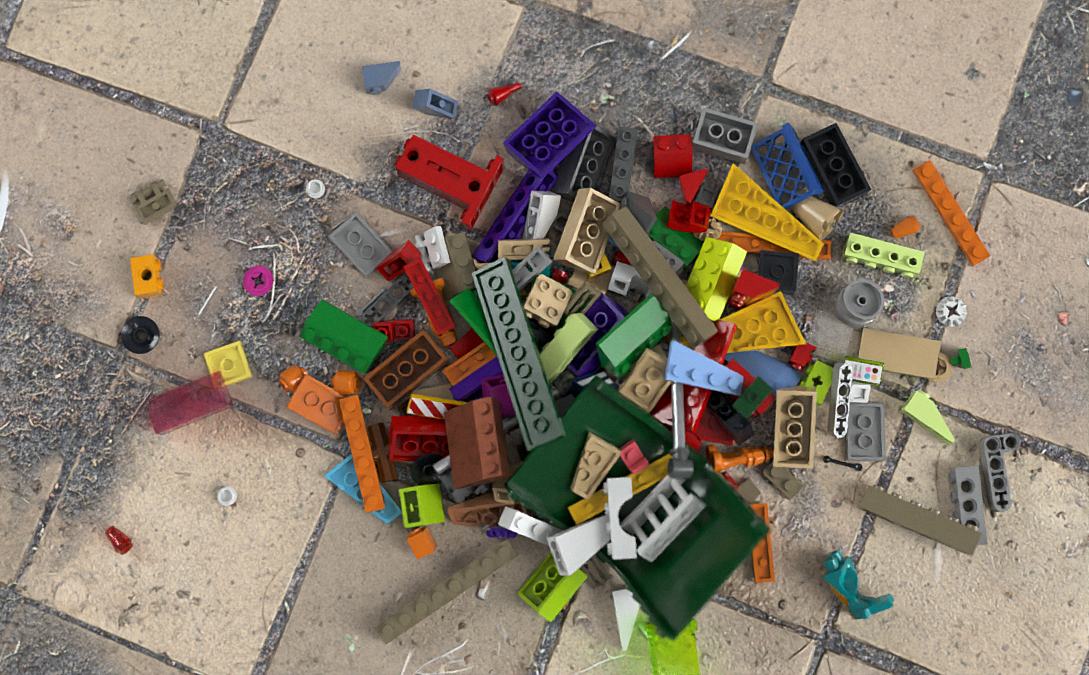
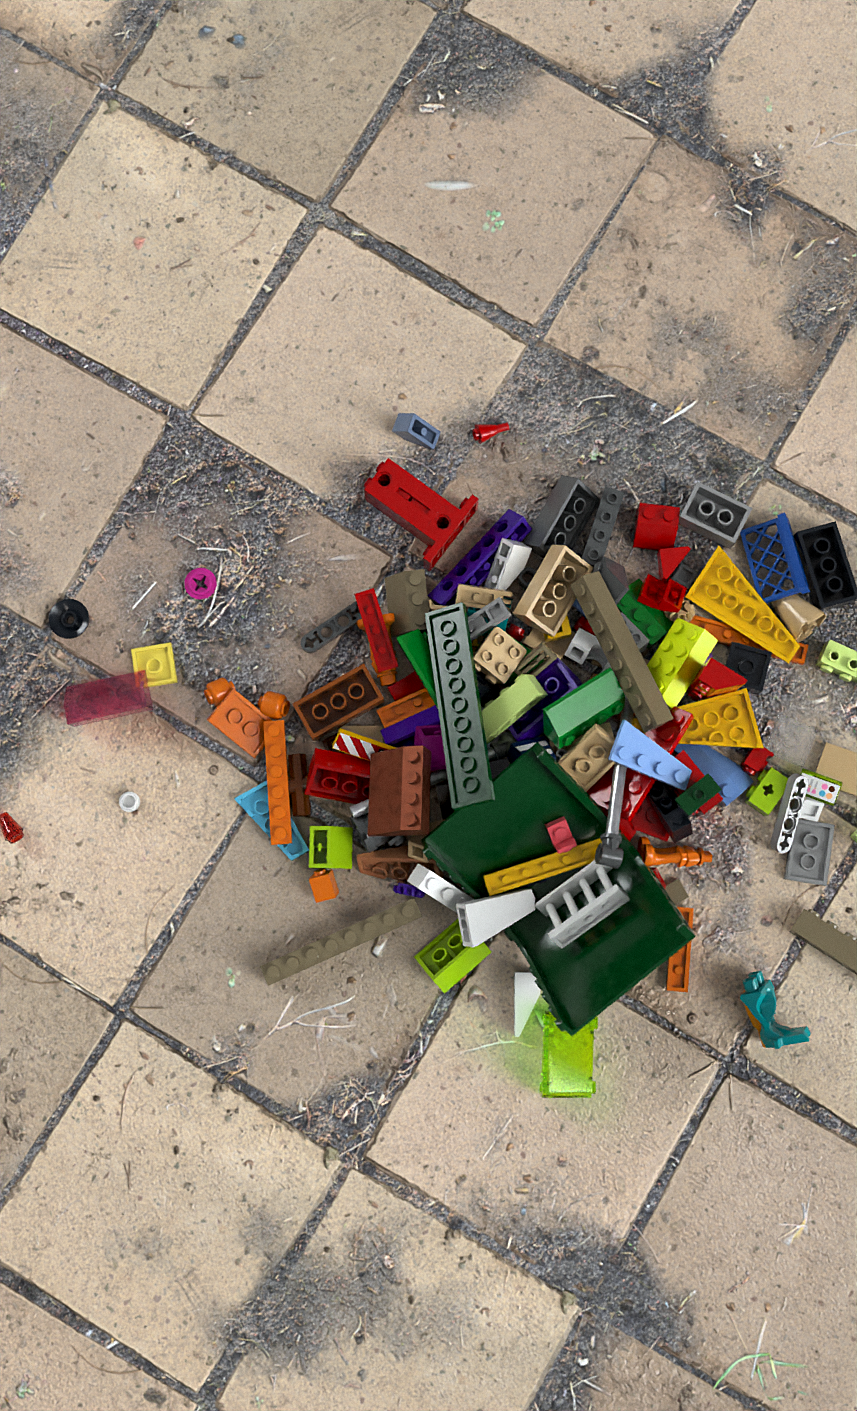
camera: 10 degrees right, 0 degrees up
(141, 266) = (80, 548): light orange brick -> none
(155, 206) = (107, 488): dark tan plate -> none
(315, 188) = (276, 498): white plate -> none
(343, 337) = (279, 657): green slope -> none
(359, 312) = (300, 634): light grey hinge -> none
(360, 244) = (314, 564): light grey tile -> none
(380, 76) = (364, 392): sand blue slope -> none
(393, 264) = (344, 590): red slope -> none
(396, 329) = (333, 659): red slope -> none
(421, 473) = (337, 814): black dish -> none
(436, 247) = (392, 581): white plate -> none
(548, 135) = (529, 483): dark purple slope -> none
(593, 465) = (518, 836): tan wing -> none
(600, 581) = (504, 959): dark tan tile -> none
(622, 544) = (534, 925): white arch -> none
(782, 480) = (713, 886): dark tan plate -> none
(795, 427) = (737, 834): tan slope -> none
(858, 467) = (795, 887): black hinge -> none
(859, 303) = (827, 715): light grey wheel -> none

